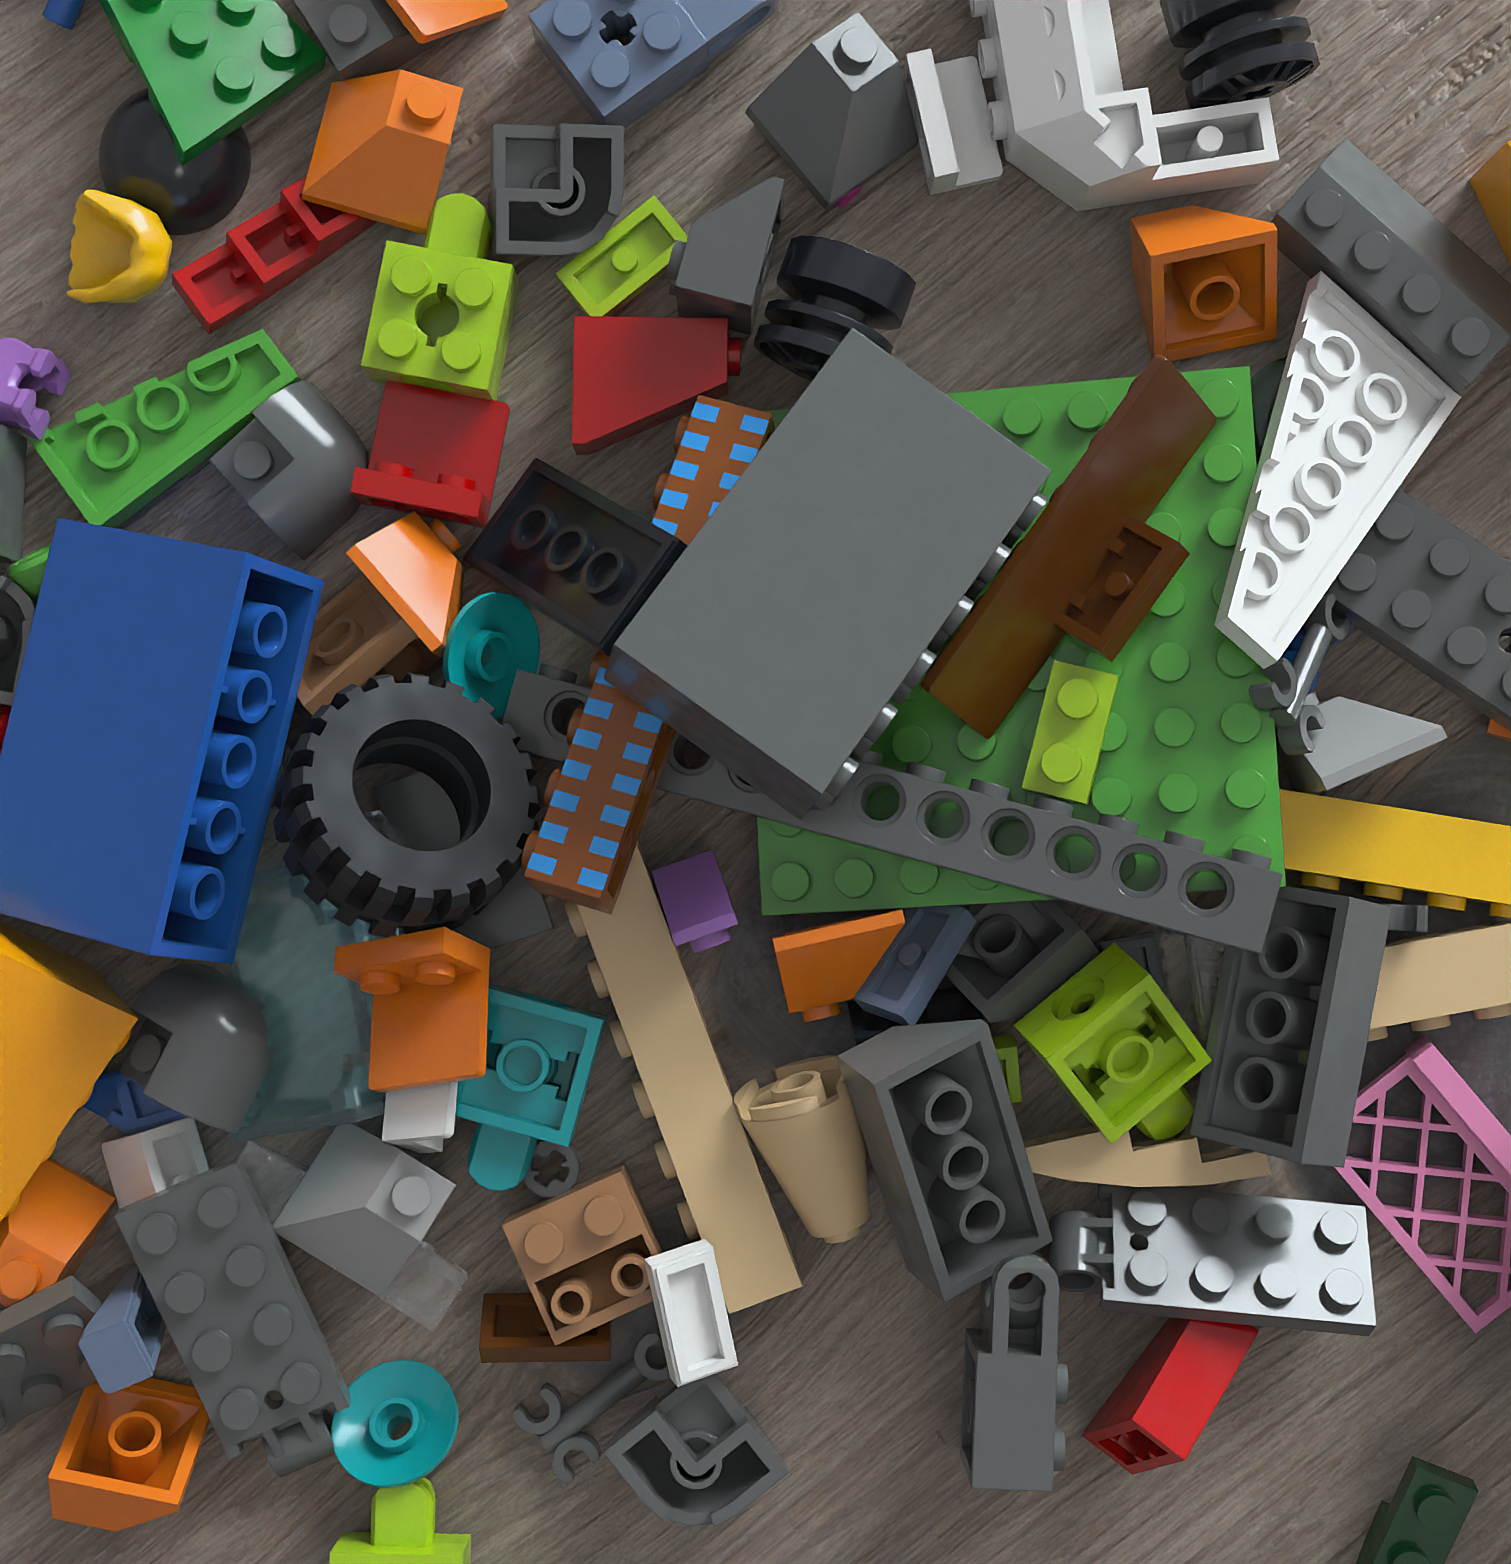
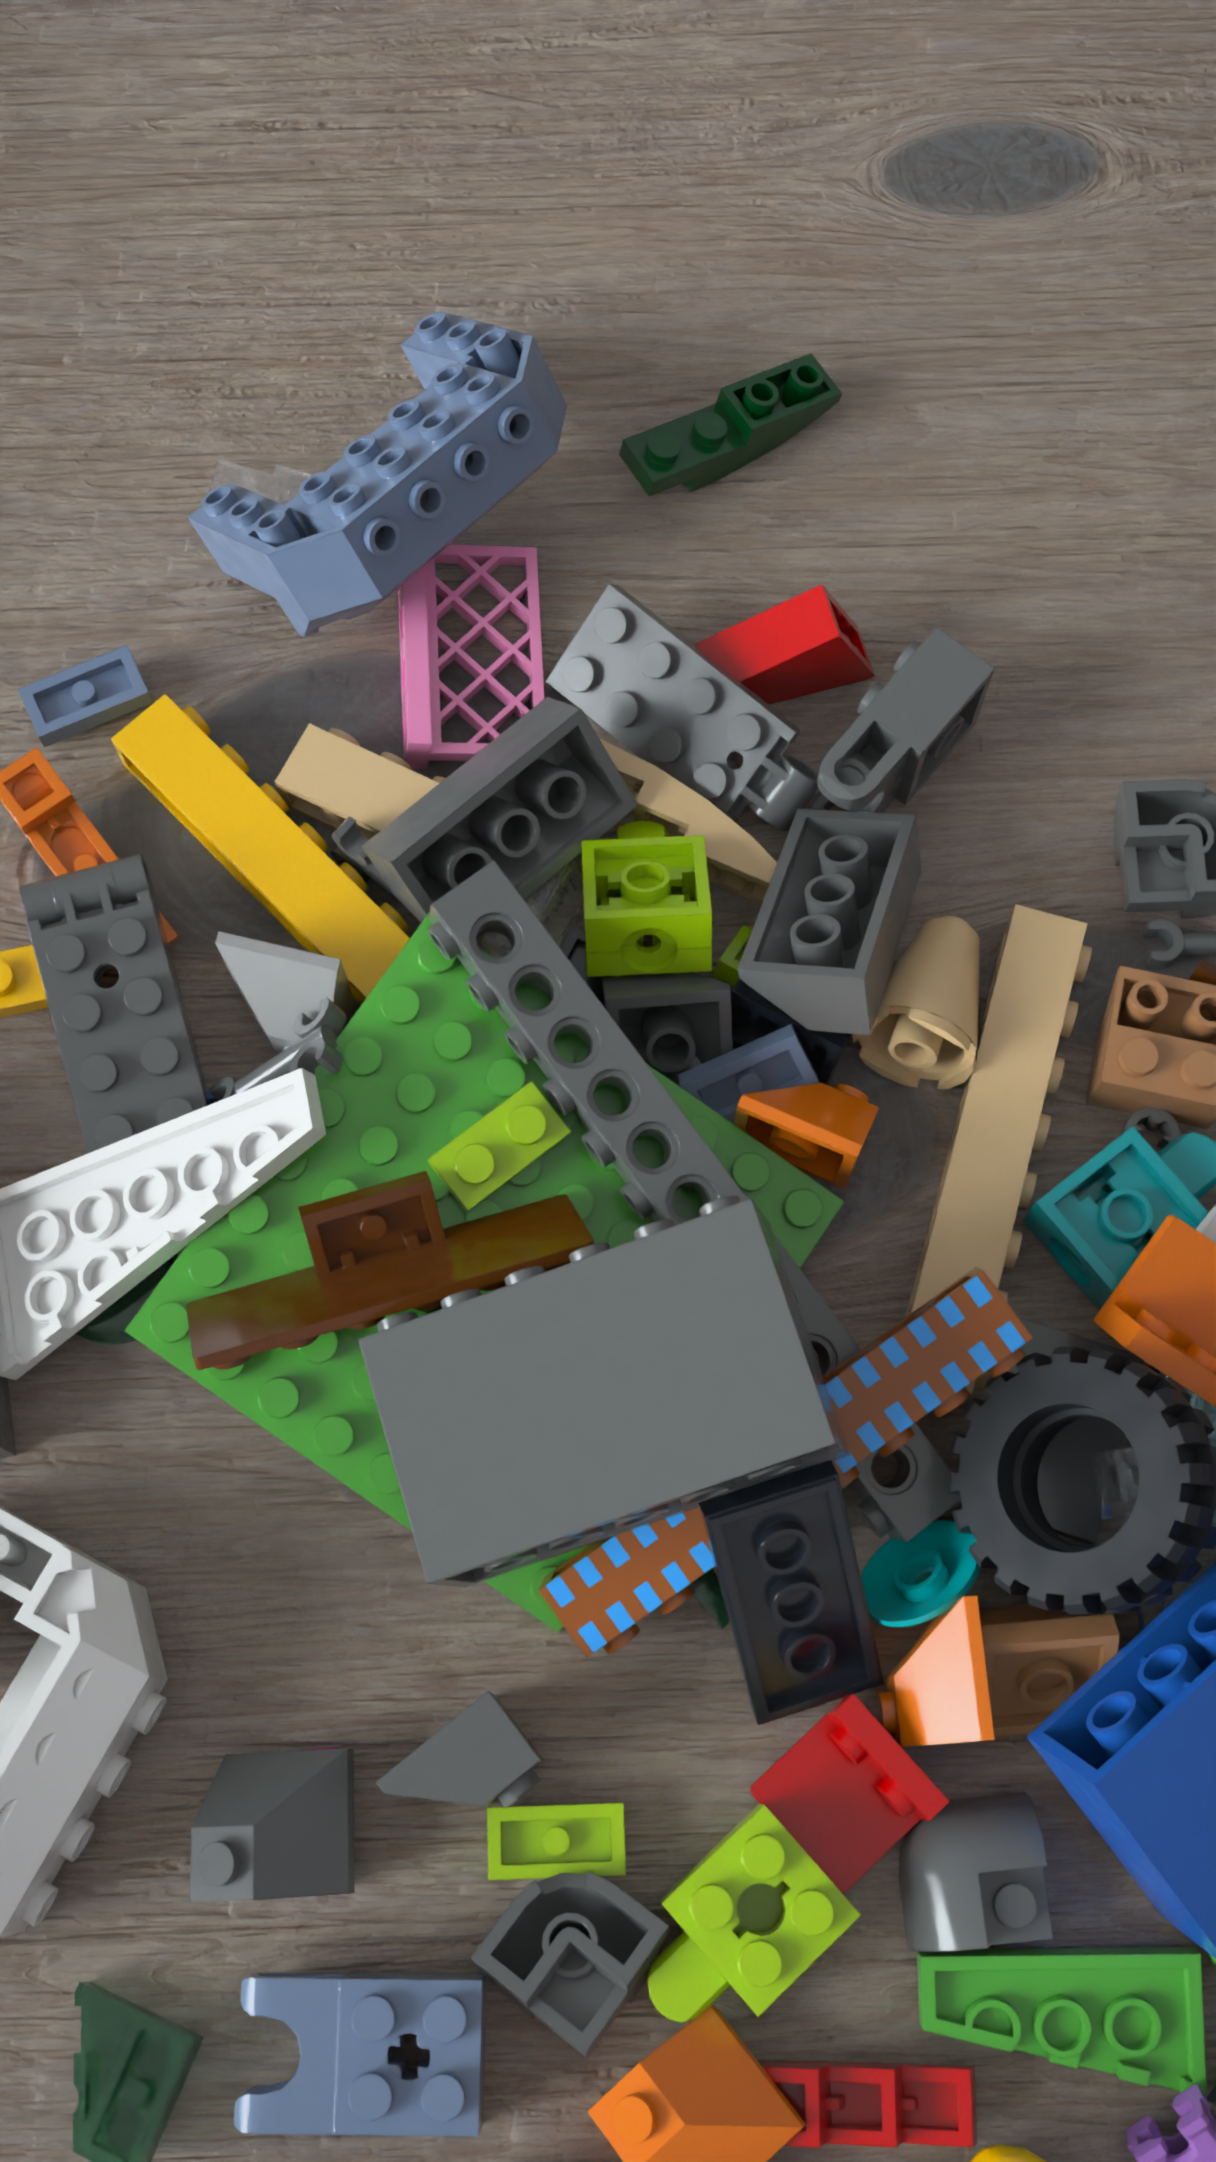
camera: 140 degrees left, 15 degrees down
(644, 373) = (613, 1723): red slope -> none
(691, 1312) = (1117, 941): white tile -> none
(696, 901) = (891, 1245): medium lavender slope -> none
(834, 291) = (416, 1645): black wheel -> none
(951, 121) = (185, 1749): white panel -> none
(1204, 280) = (95, 1445): orange slope -> none

